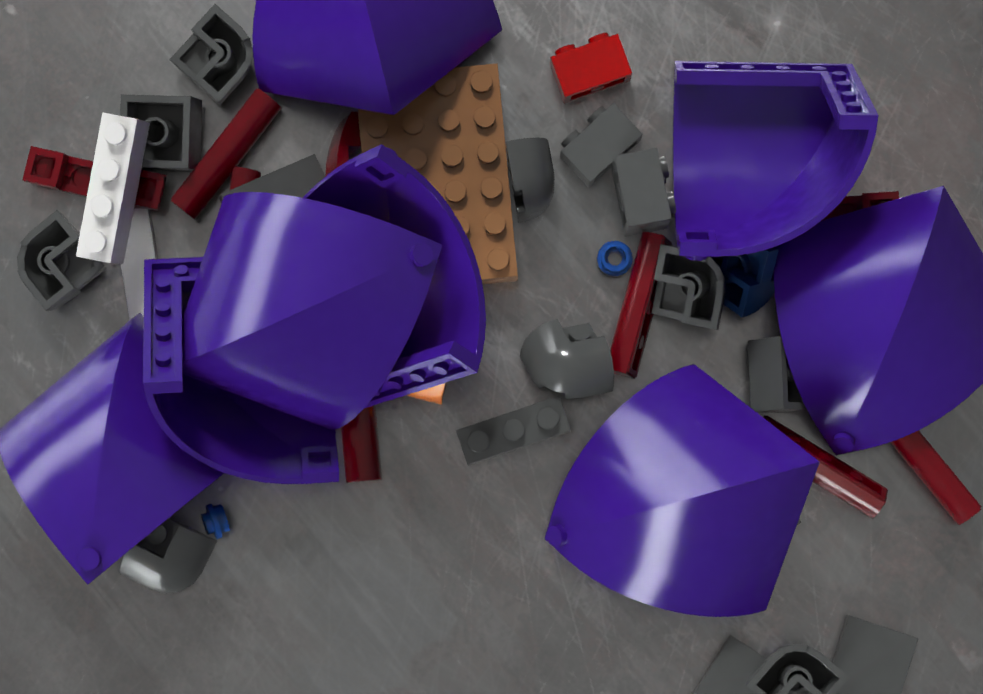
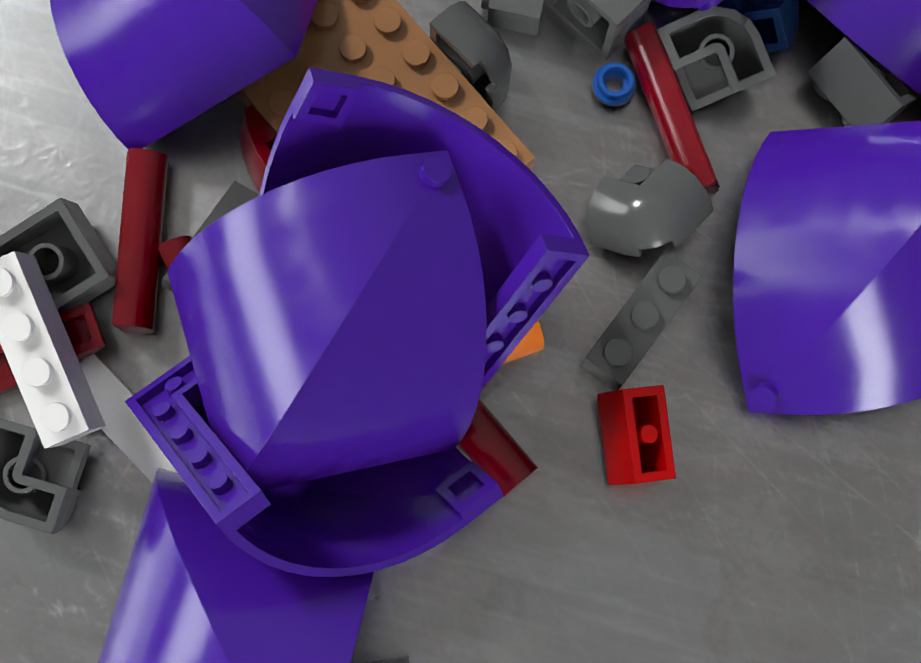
camera: 45 degrees left, 5 degrees down
(215, 54) = (60, 146): dark grey brick -> none
(215, 520) = (393, 635): blue plate -> none
(455, 502) = (636, 435): none -> red brick

